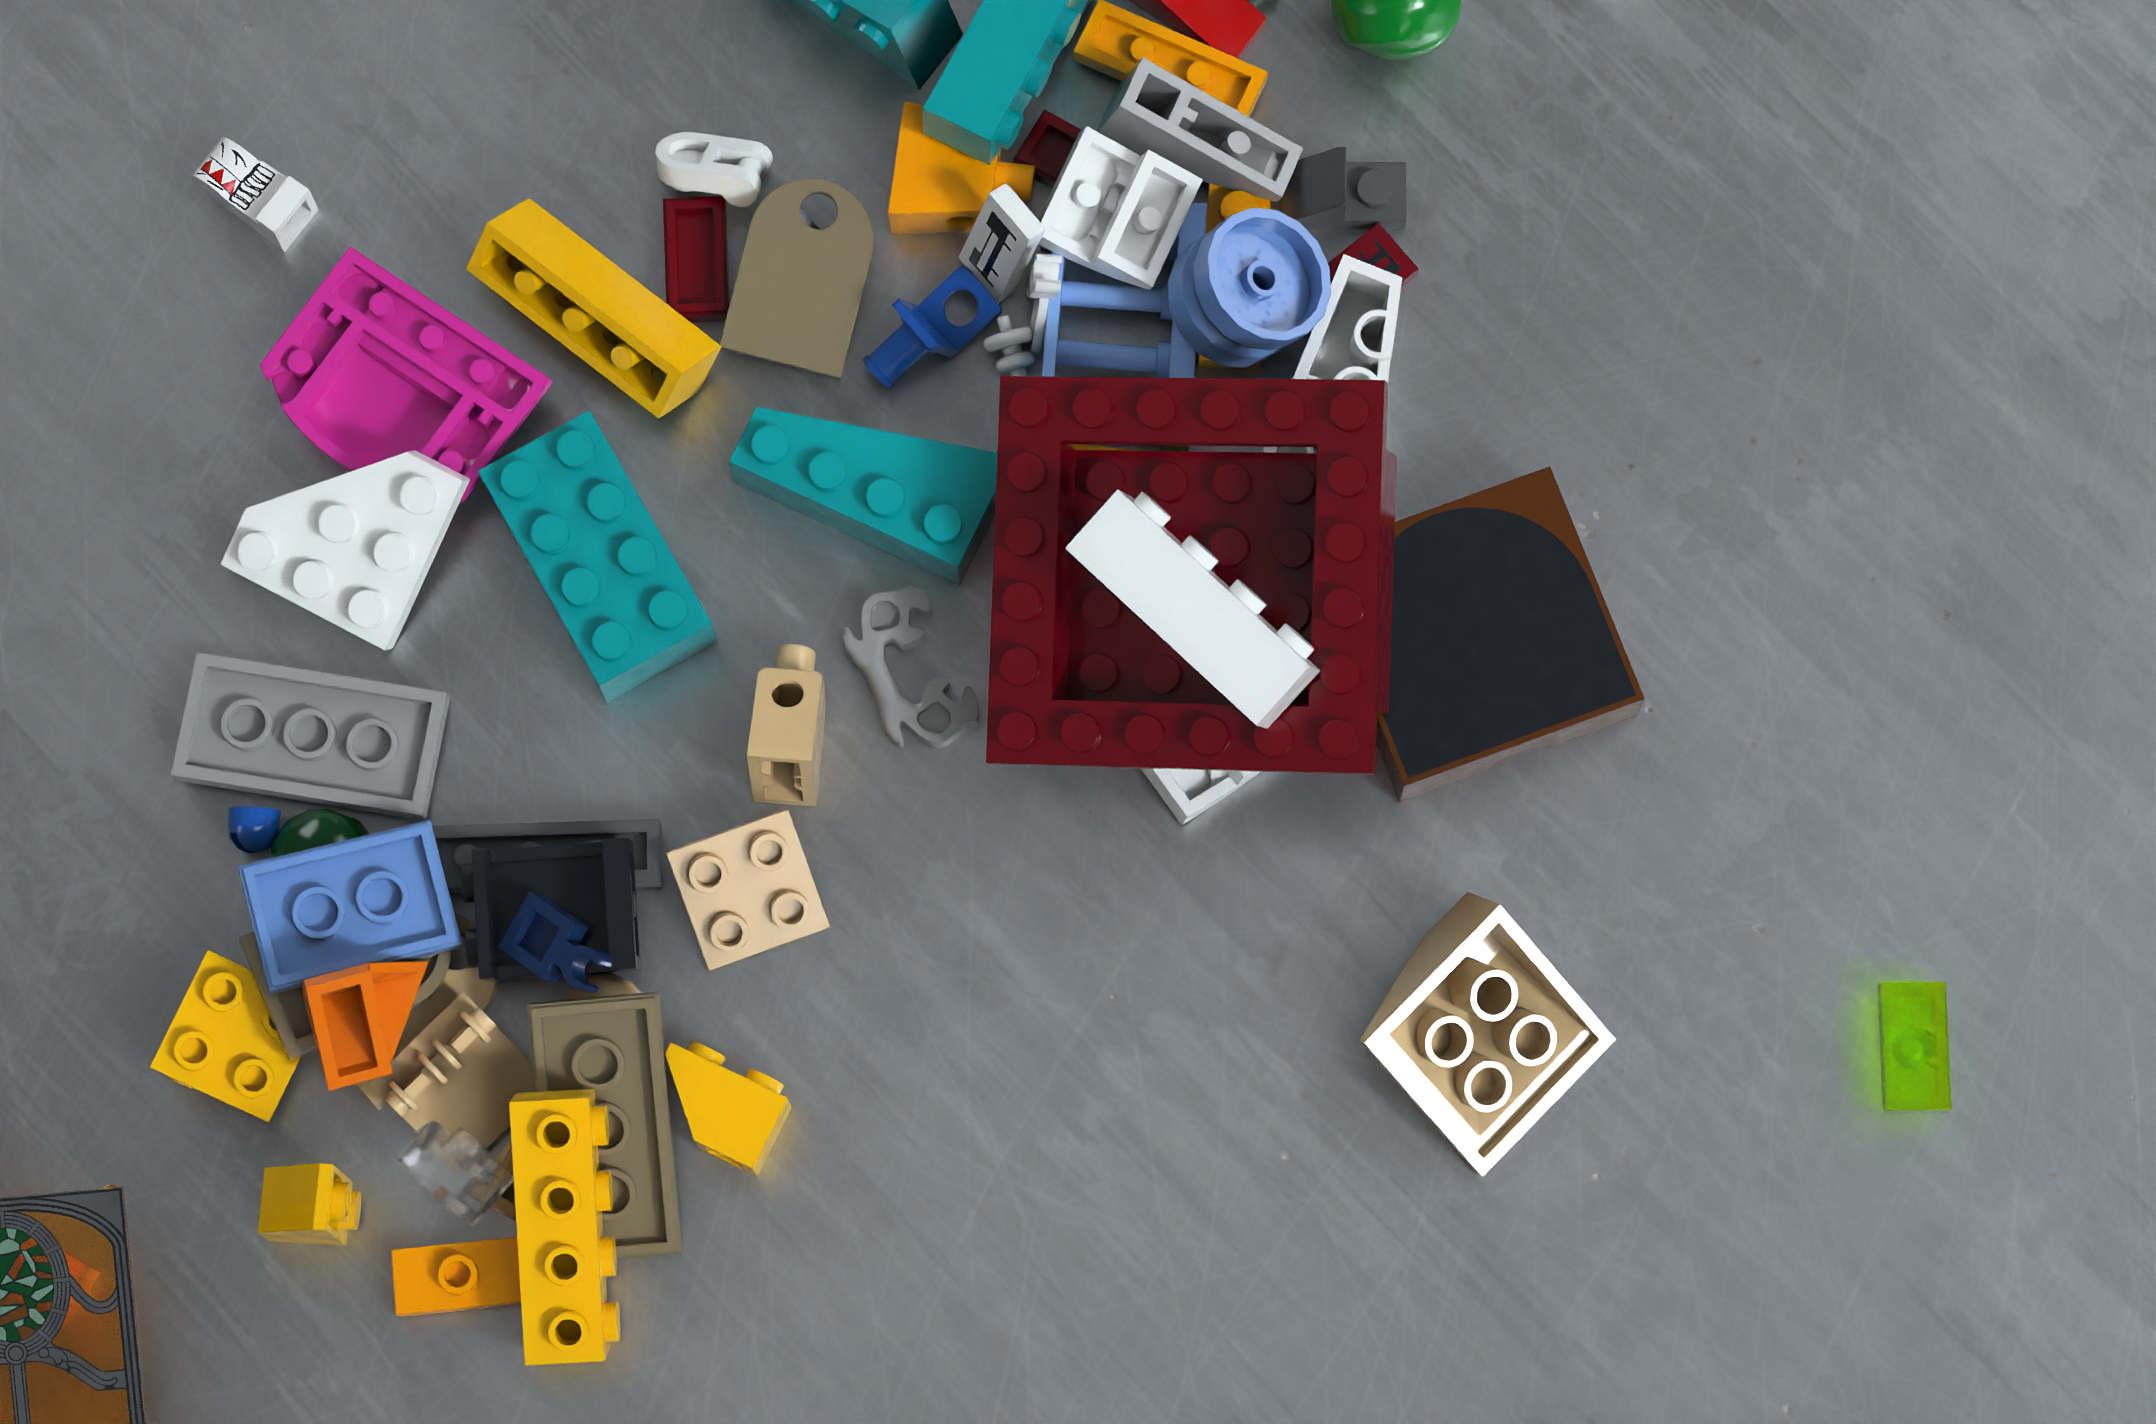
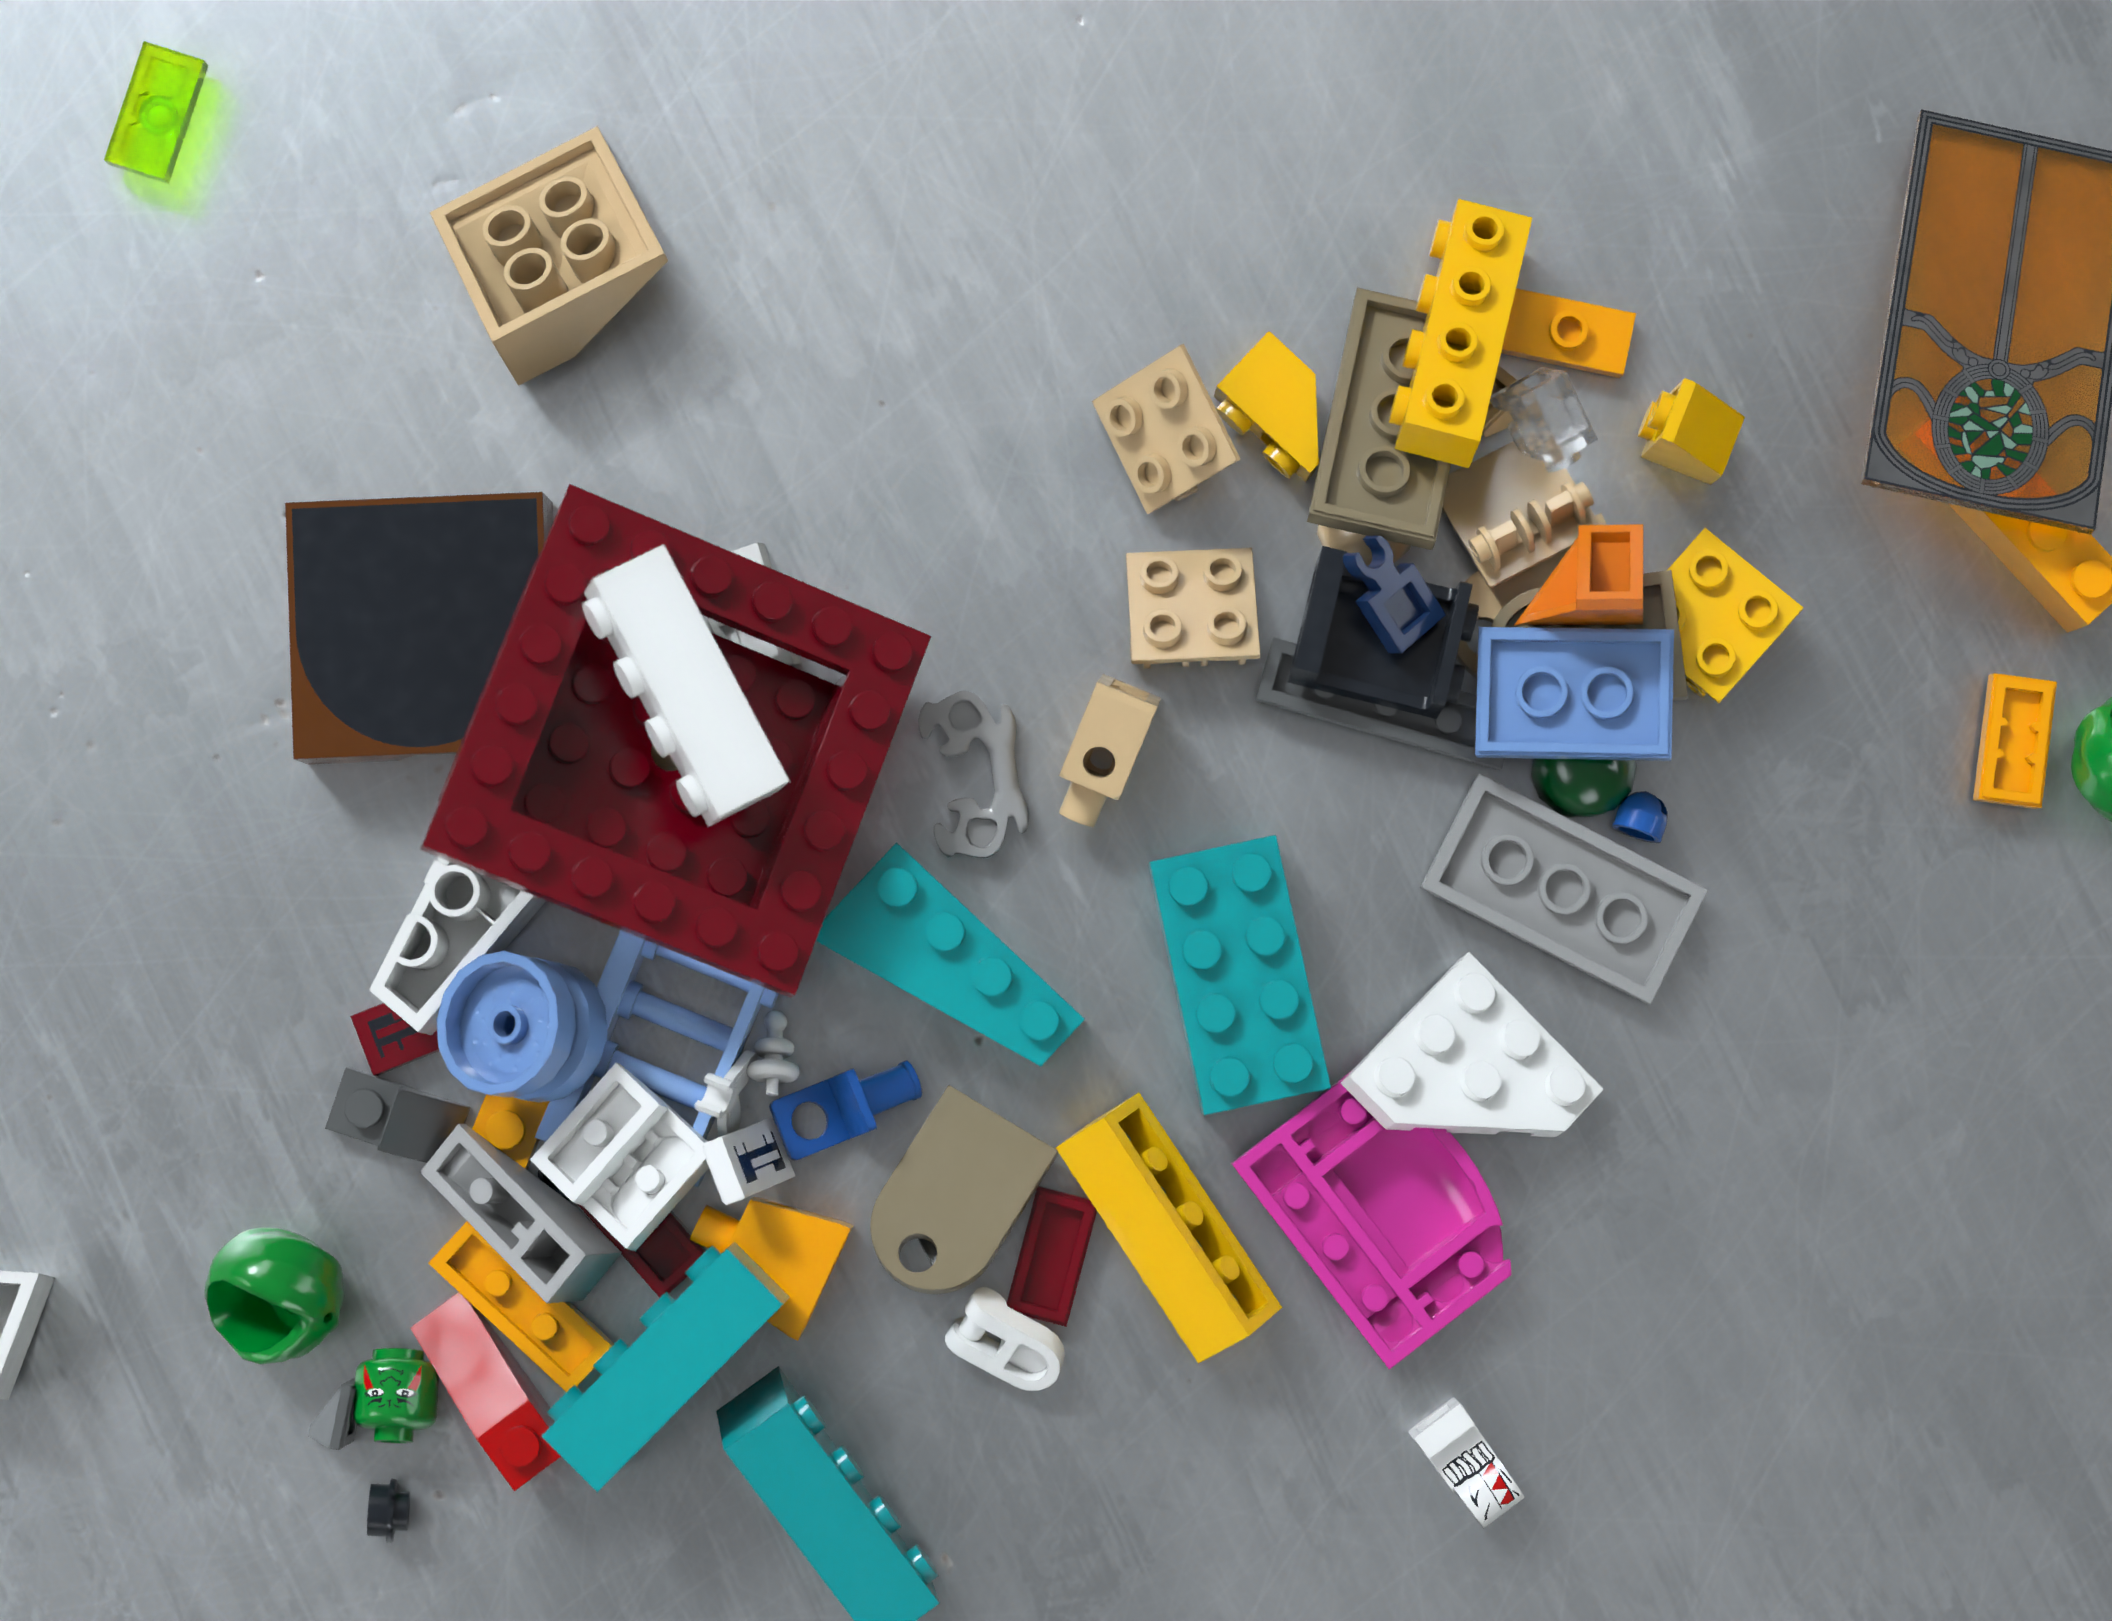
camera: 165 degrees left, 10 degrees up
(825, 1041) = (1166, 430): none -> tan hinge

